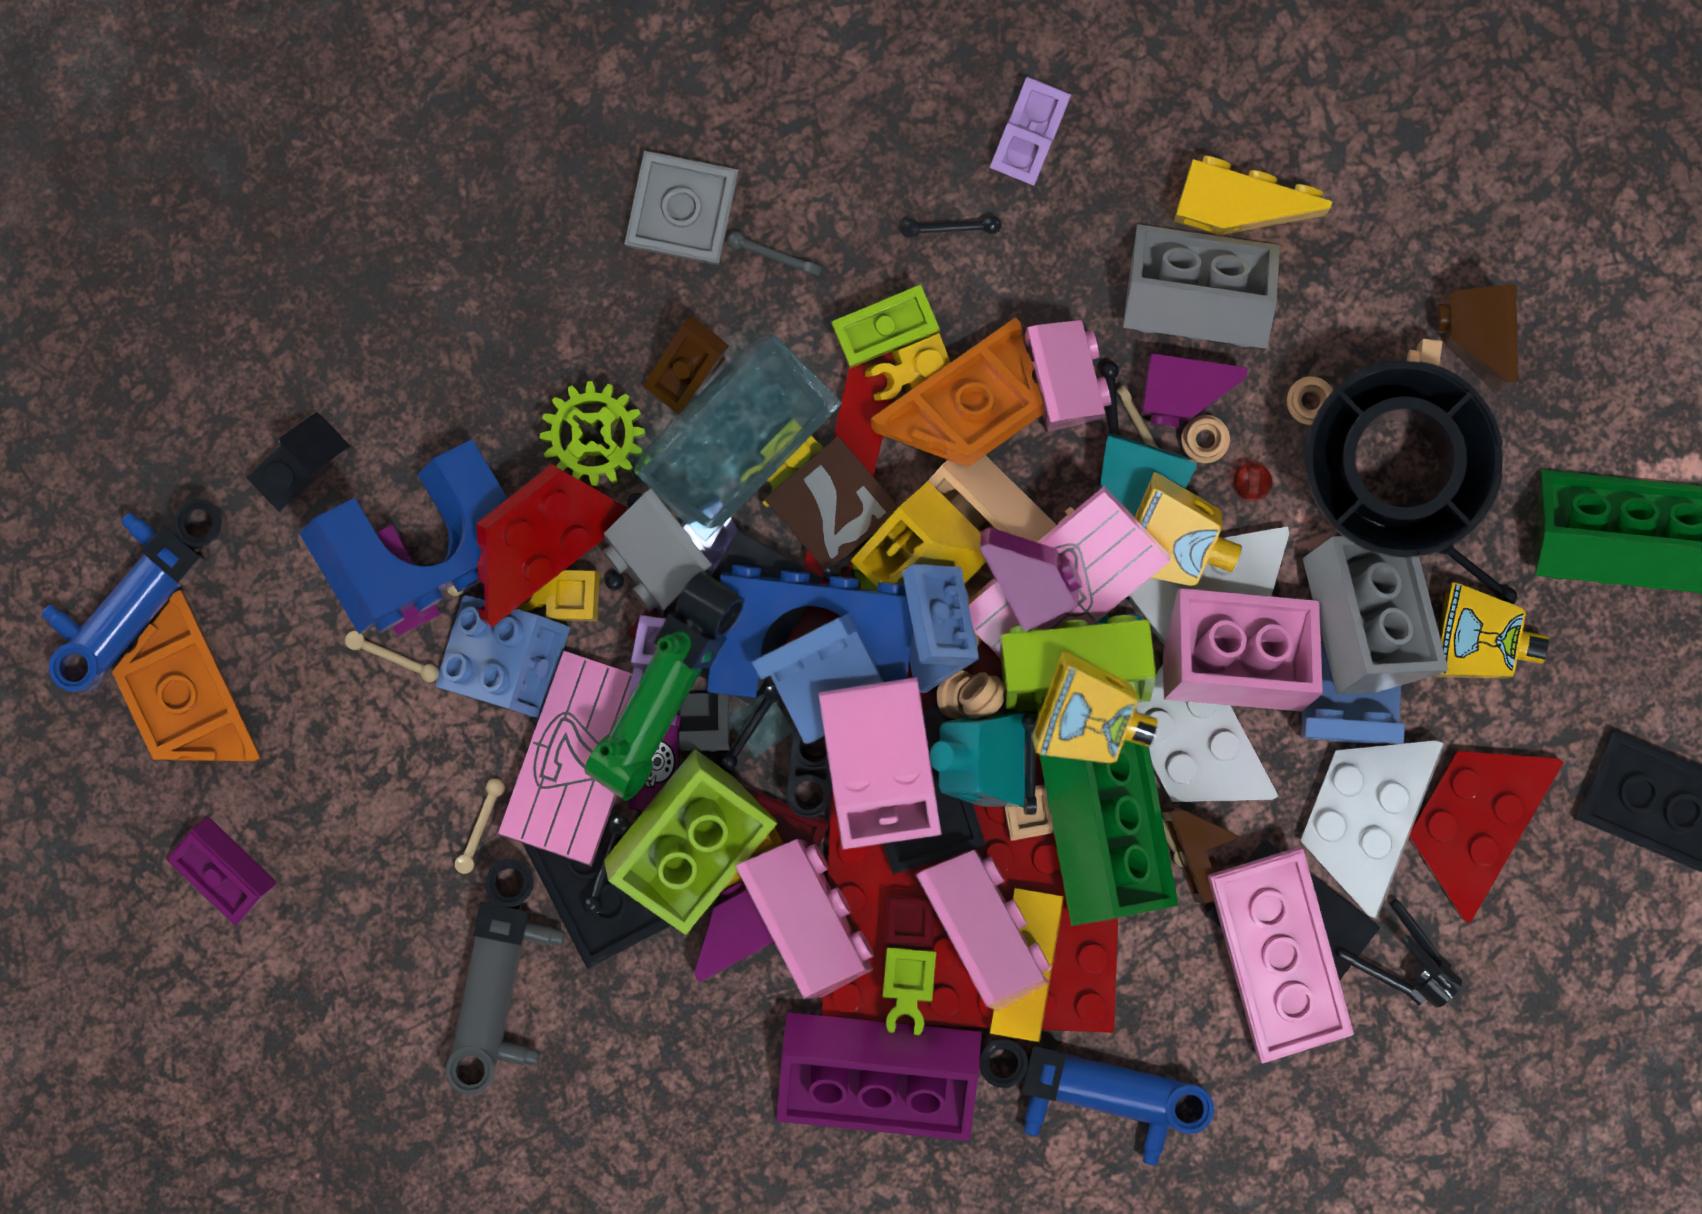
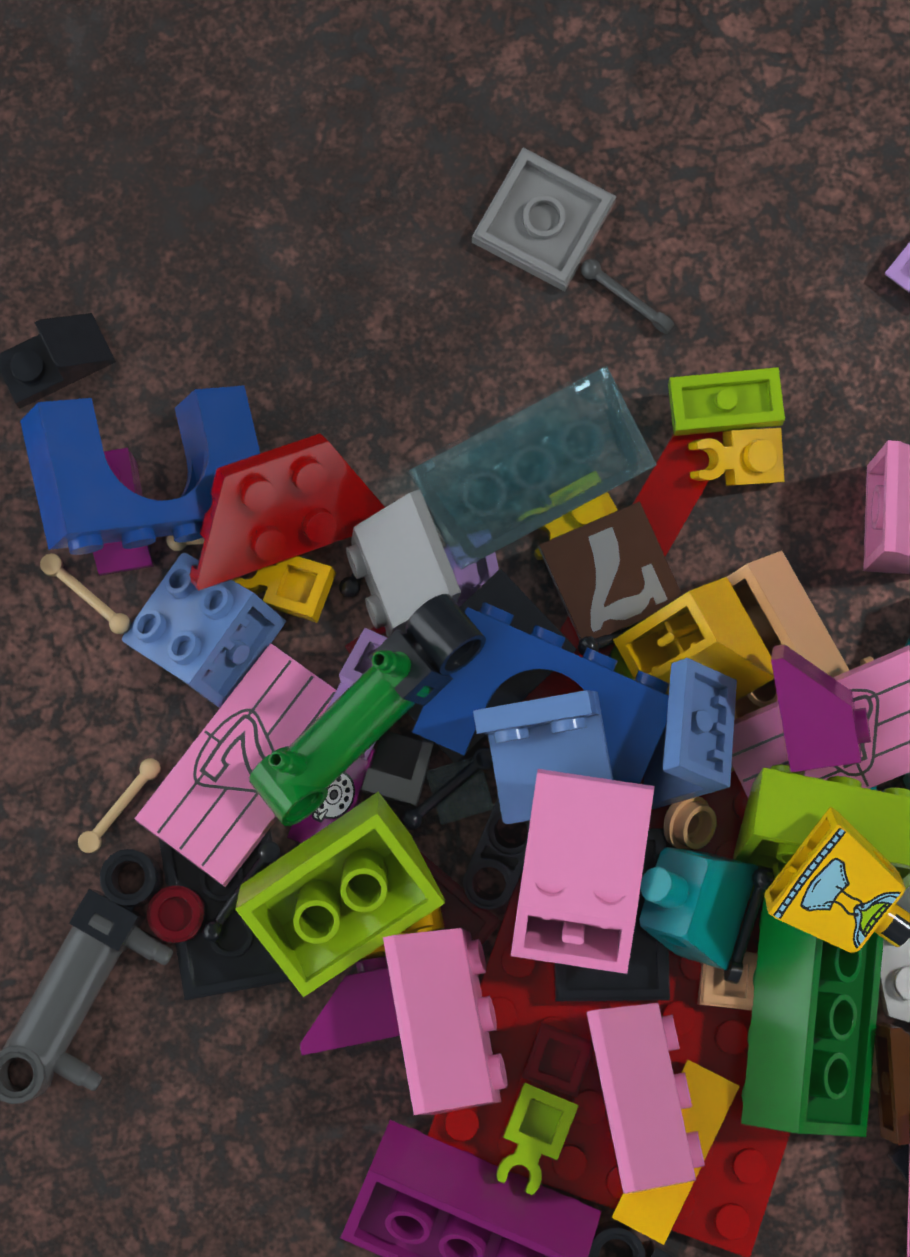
camera: 15 degrees right, 5 degrees down
(558, 900) = (176, 914): none -> dark red tile
(608, 418) = (394, 411): lime gear -> none
(686, 365) = (499, 378): reddish brown slope -> none
(911, 229) = (781, 313): black hinge -> none
(969, 402) = (793, 508): orange wing -> none
(982, 695) = (717, 831): light nougat plate -> none

